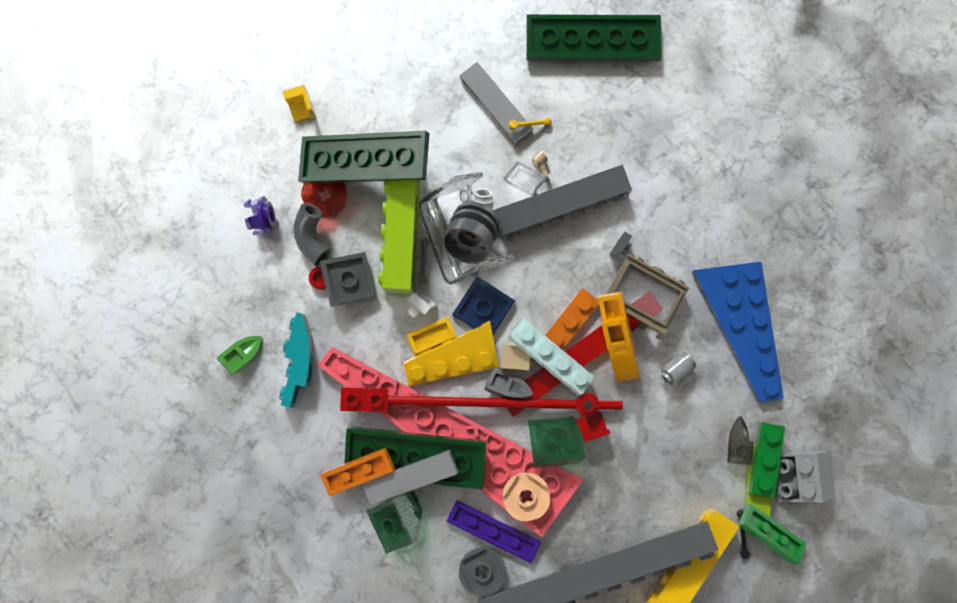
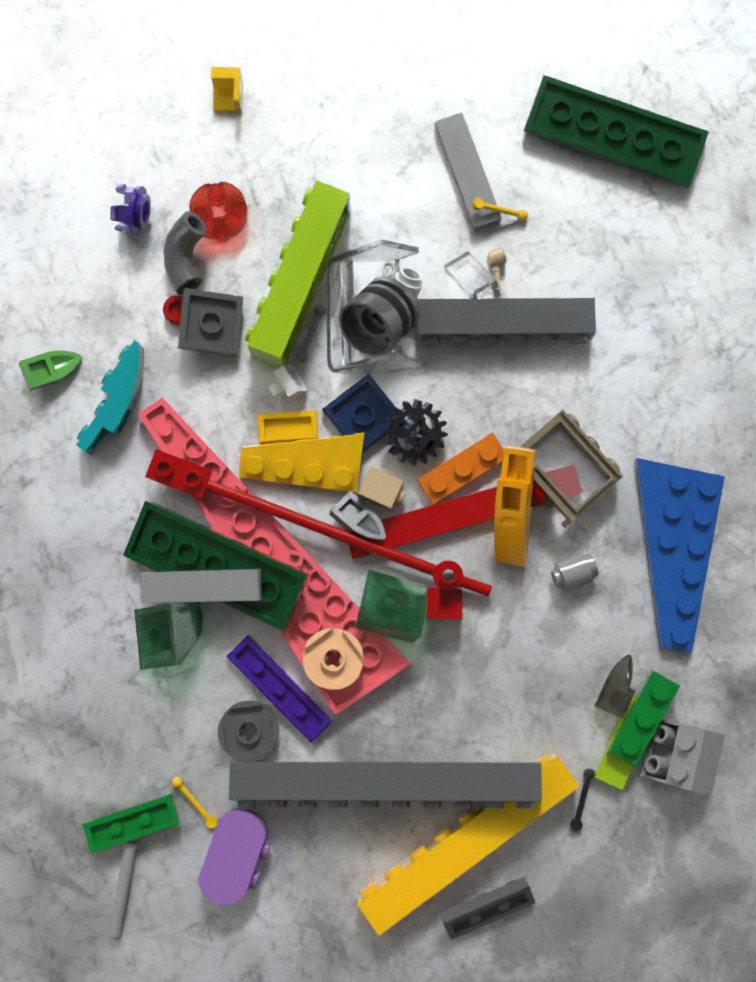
camera: 15 degrees right, 0 degrees up
(357, 471) = (140, 557): orange plate -> none
(364, 157) = (281, 180): plate -> none
(518, 301) = (415, 443): none -> black gear
(550, 356) = (423, 501): light aqua plate -> none
(622, 245) = (559, 398): dark grey plate -> none
(772, 534) = (617, 811): green plate -> none

